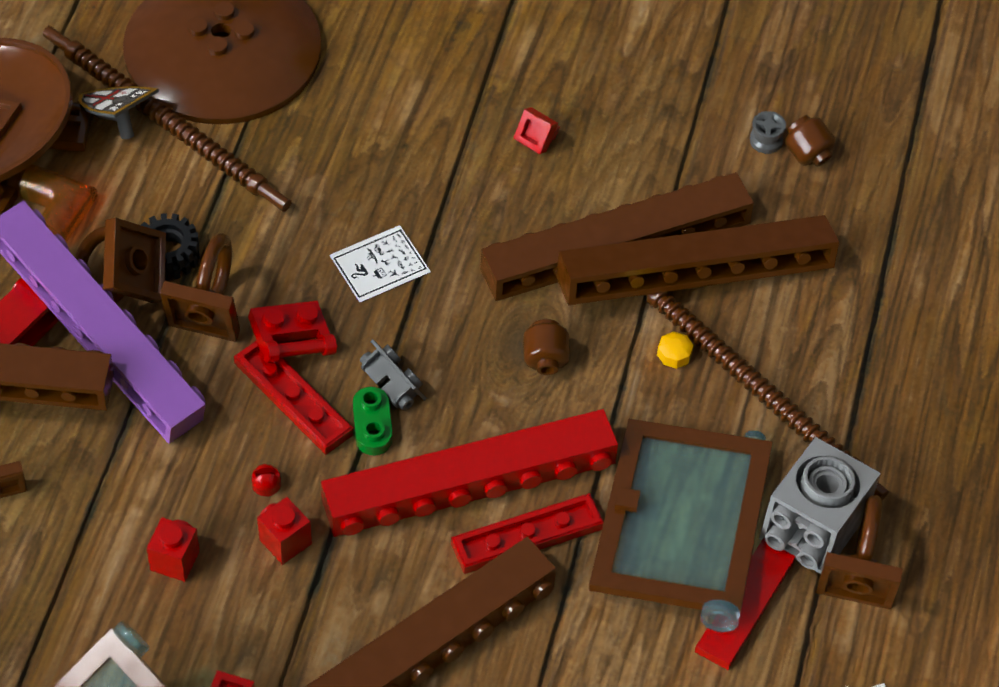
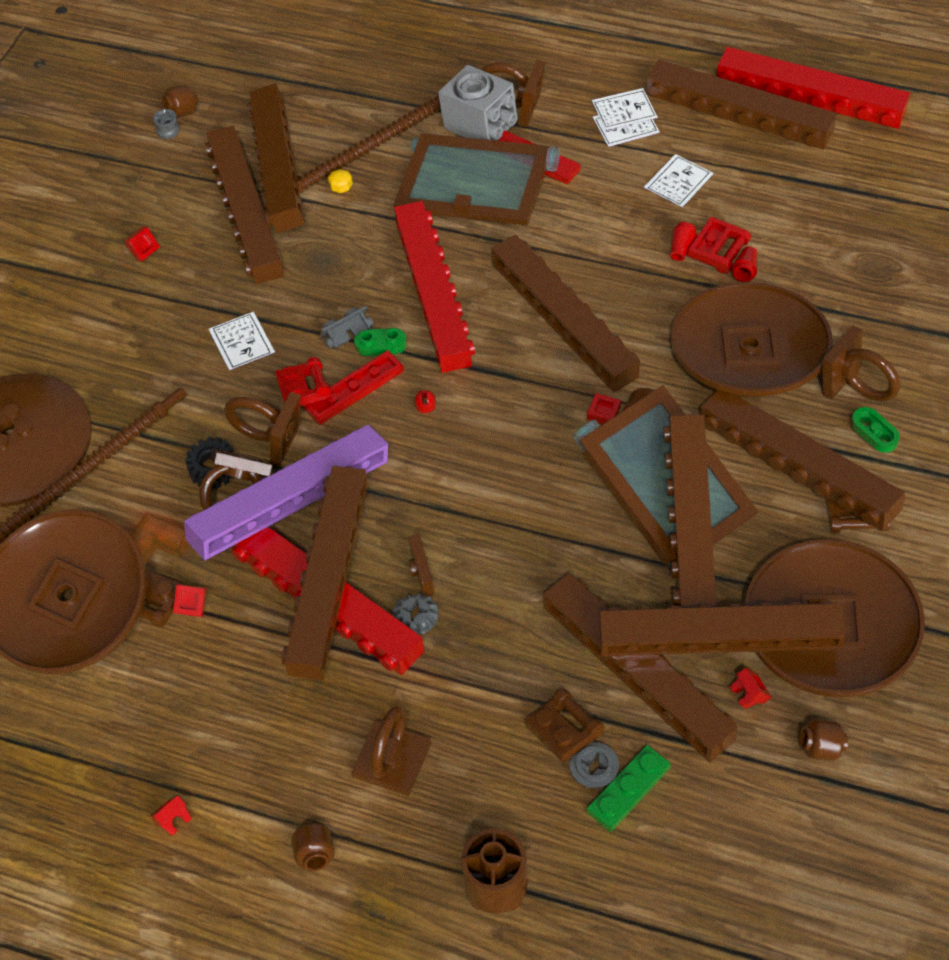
camera: 80 degrees left, 0 degrees up
(115, 103) = (70, 489): shield -> none
(173, 548) = (484, 446): red brick -> none
(284, 530) = (473, 383): red brick -> none
(543, 527) = (477, 261): red tile -> none
(546, 346) = (334, 241): reddish brown head -> none

